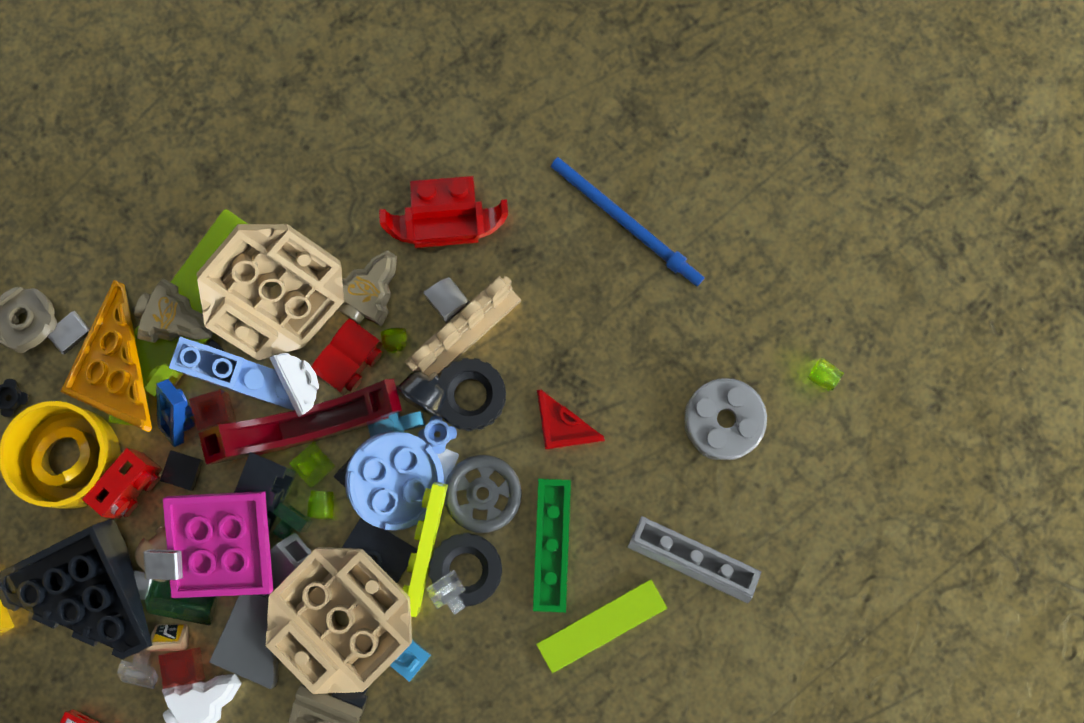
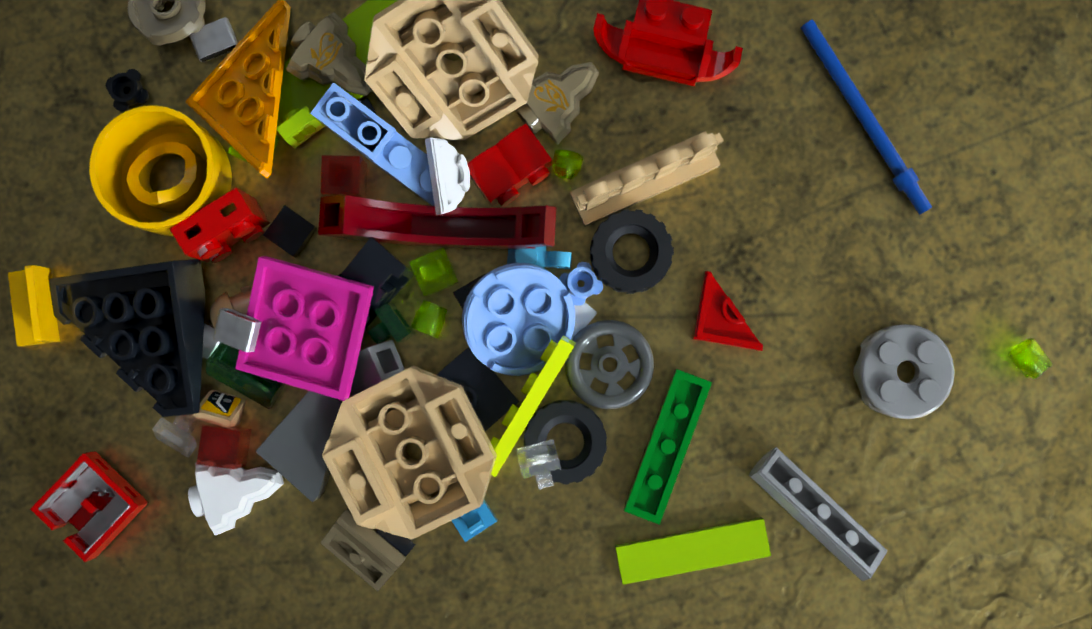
camera: 20 degrees right, 5 degrees up
(172, 412) = (299, 164): blue plate -> none
(423, 392) = (583, 233): black piece -> none
(446, 298) = (638, 137): light grey brick -> none

